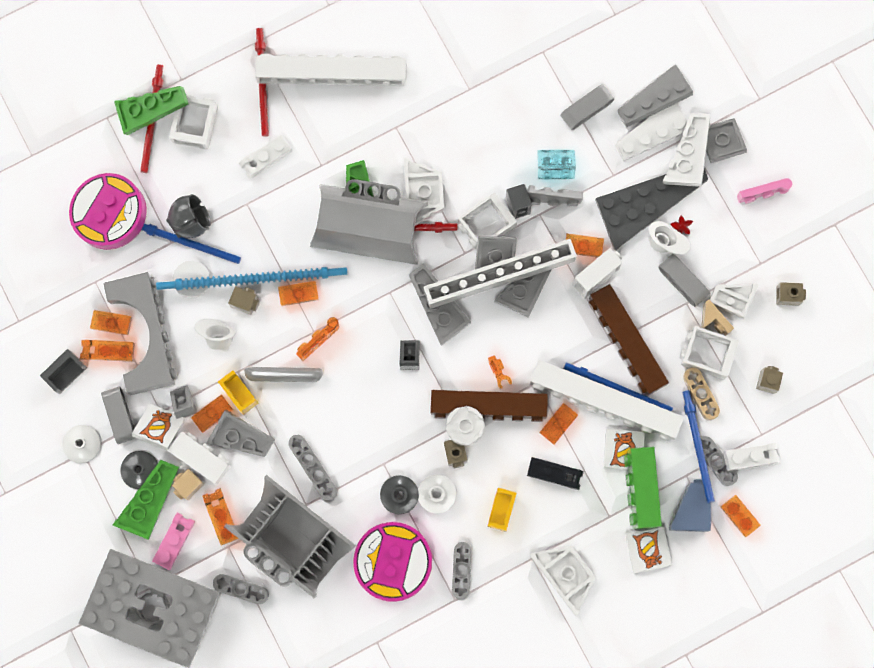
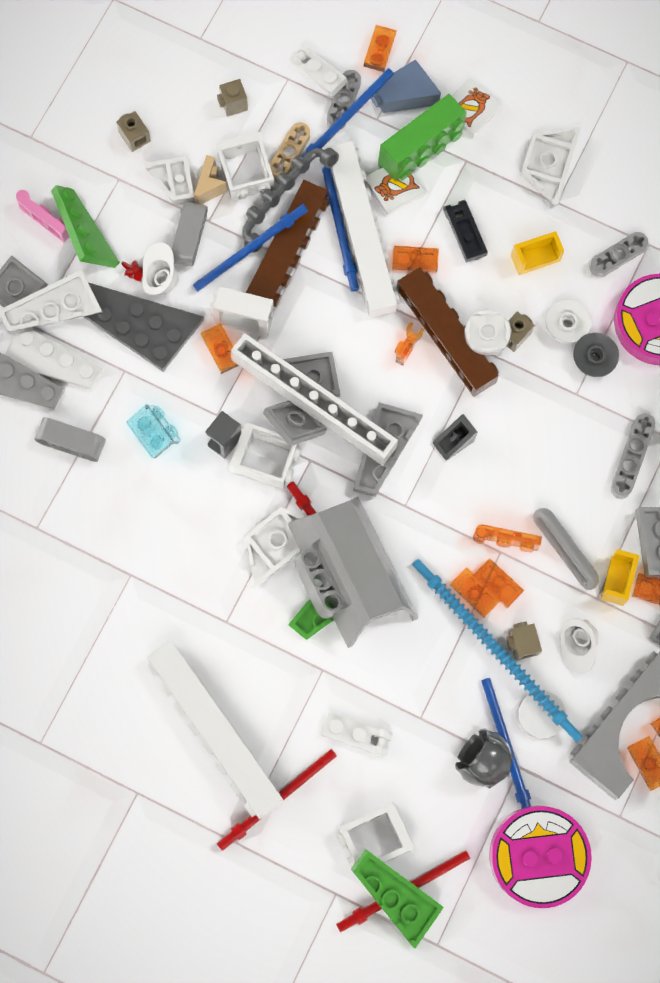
camera: 135 degrees left, 5 degrees down
(294, 314) = (499, 582): none -> clear orange plate
(562, 196) = (191, 404): light grey wing -> none
(643, 344) = (286, 221): none -> blue bar
(671, 354) = (285, 183): none -> dark grey bar
(734, 209) = (84, 234): none -> bright green wing

